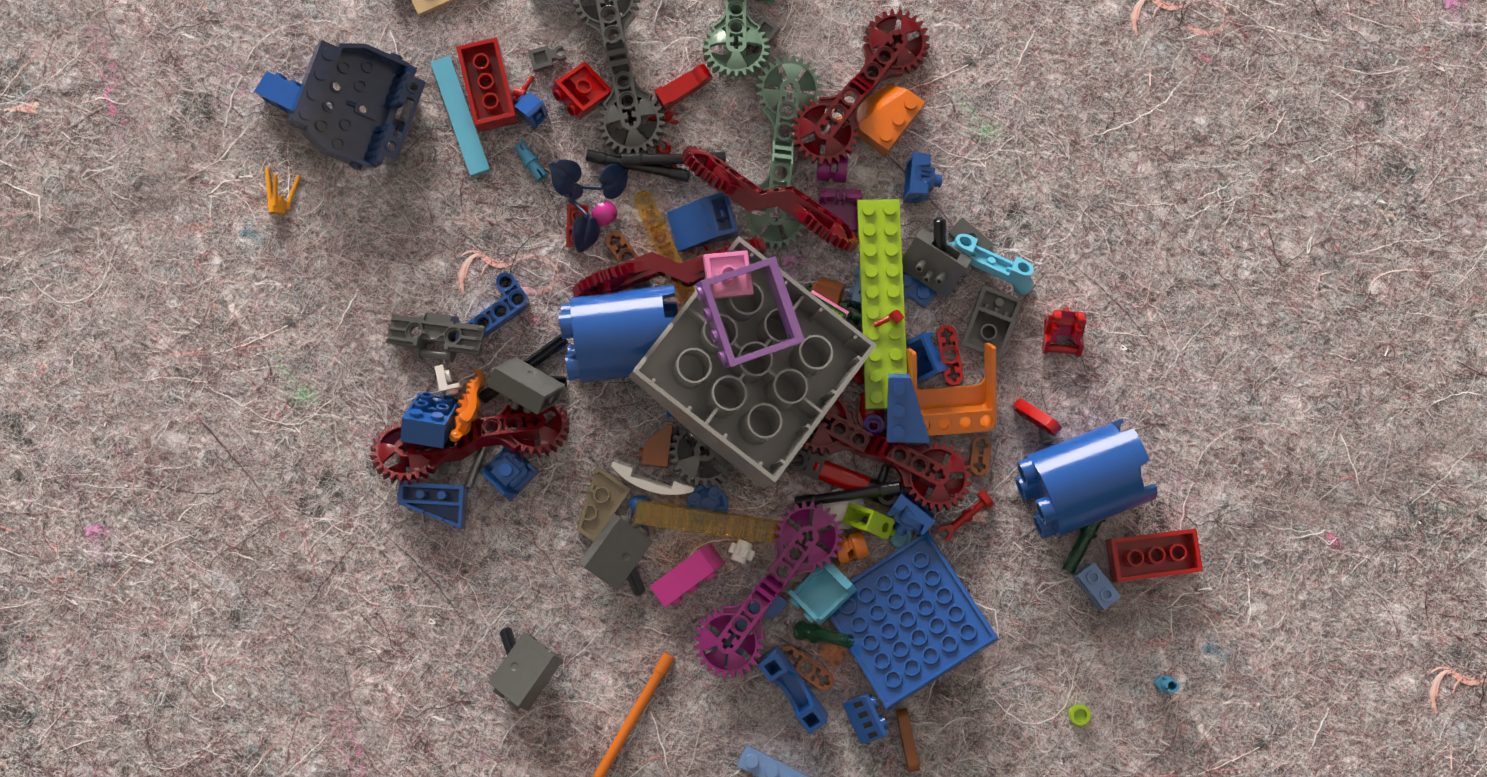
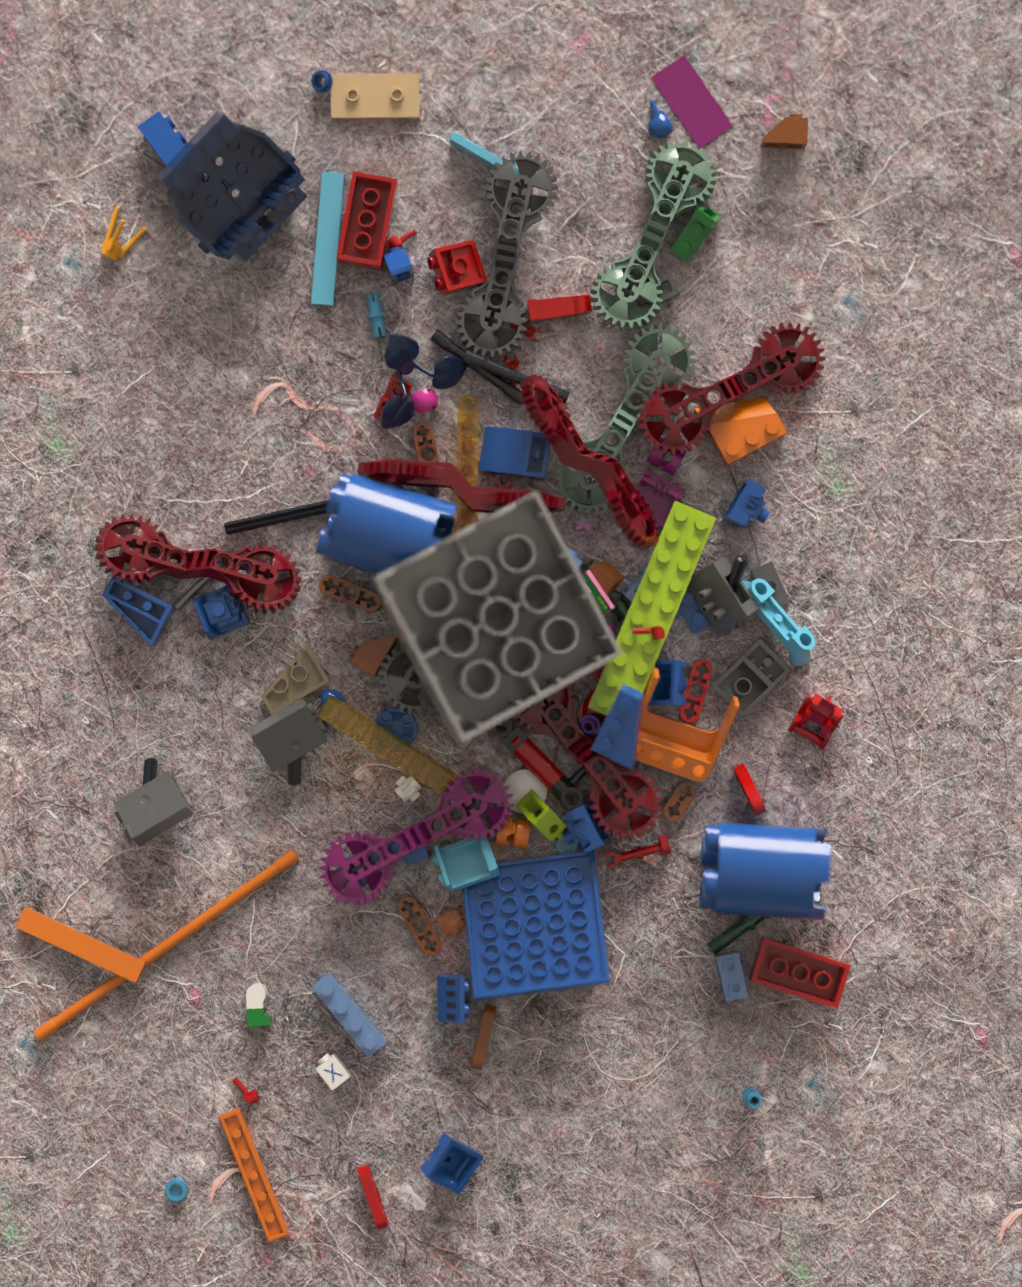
camera: 25 degrees right, 5 degrees up
(429, 420) = (167, 528): blue slope -> none
(438, 329) = (212, 442): dark grey piece -> none
(443, 379) = (198, 493): white bracket -> none
(469, 406) = (211, 532): orange animal -> none
(505, 302) = (270, 450): blue beam -> none
(526, 386) = (274, 538): dark grey piece -> none
(542, 58) = (433, 217): dark grey plate -> none
(598, 400) = (336, 581): none -> dark orange beam
(627, 470) = (333, 662): white slope -> none
(687, 575) = (346, 787): dark pink wedge -> none
(724, 262) = (509, 524): bright pink tile -> none
(782, 301) = (549, 572): medium lavender window -> none
(804, 702) = (402, 959): blue arch -> none
(816, 634) = (442, 899): clear green pin -> none
(883, 489) = (568, 792): black piece -> none
(1079, 715) = (657, 1088): lime tile -> none

